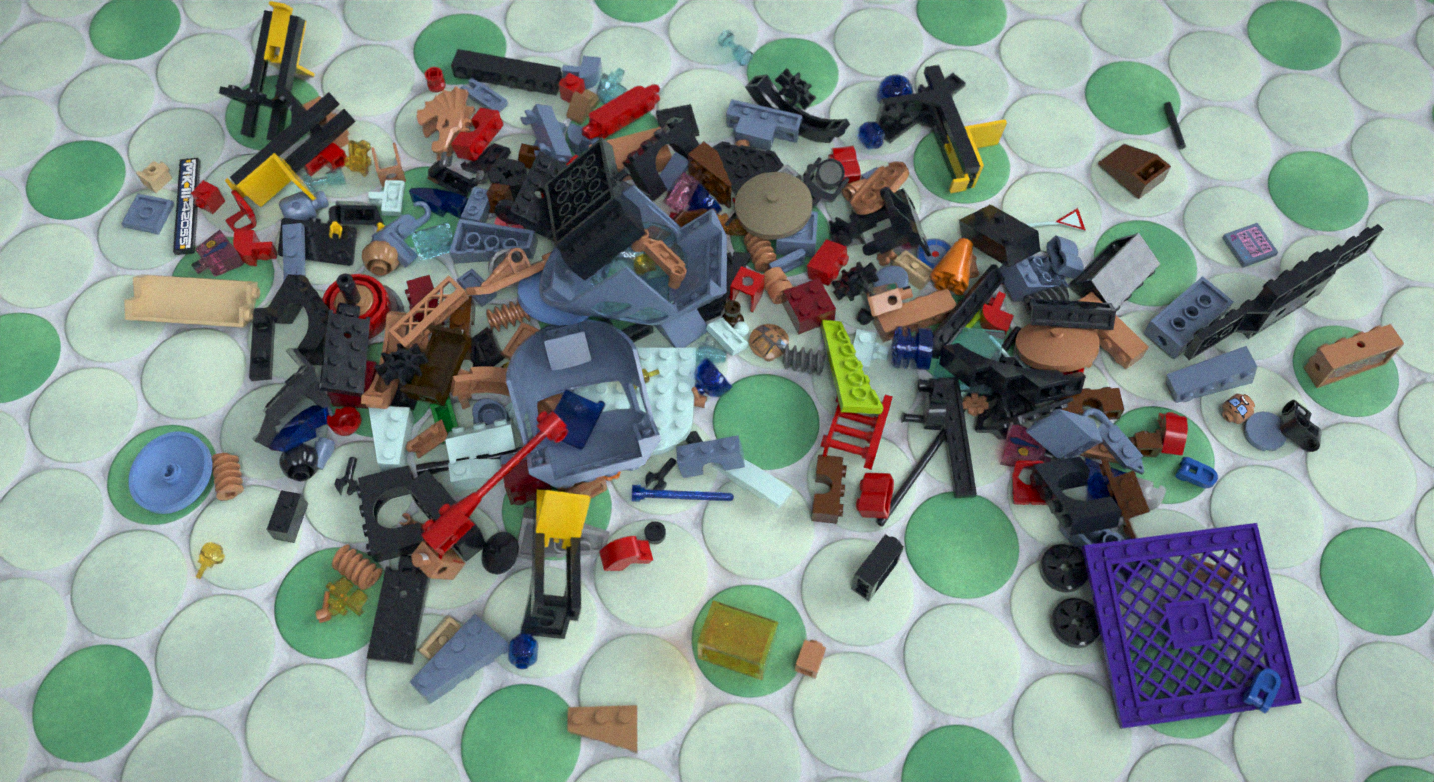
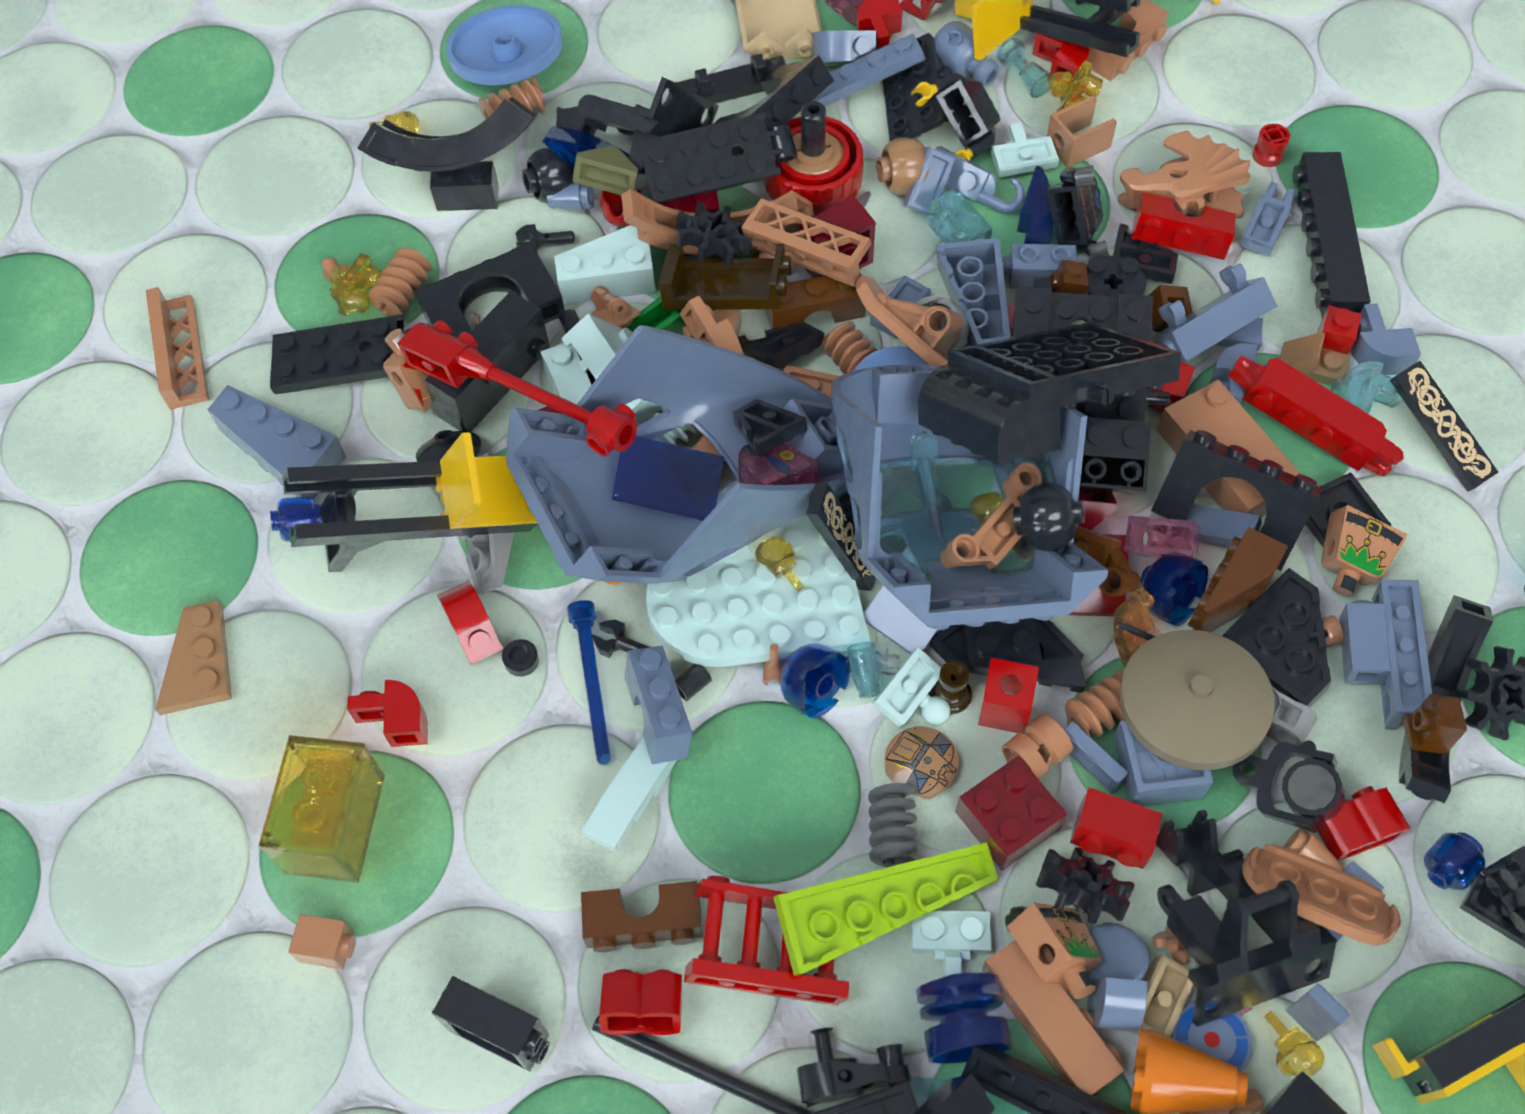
camera: 80 degrees right, 0 degrees up
(261, 510) = (443, 153): none -> black fence
(268, 270) = (843, 44): none -> brick
(323, 417) = (605, 170): none -> olive slope
(353, 732) = (164, 349): none -> nougat fence
(438, 637) = (314, 411): tan slope -> none
(558, 358) = (767, 425): none -> black wing
(591, 361) = (777, 467): none -> clear pink torso
(639, 336) = (838, 532): none -> black tile
(643, 63) = (1444, 426): none -> black tile
(669, 229) = (1048, 516): none -> black plant
(675, 599) = (398, 708): none -> red brick
(705, 119) = (1358, 549): none -> nougat torso
(810, 115) = (1435, 724): none -> reddish brown brick
(918, 279) = (1119, 1003): none -> sand blue brick
(934, 206) = (1318, 1012): none -> sand blue tile
(947, 222) = (1296, 1049): none -> clear yellow piece

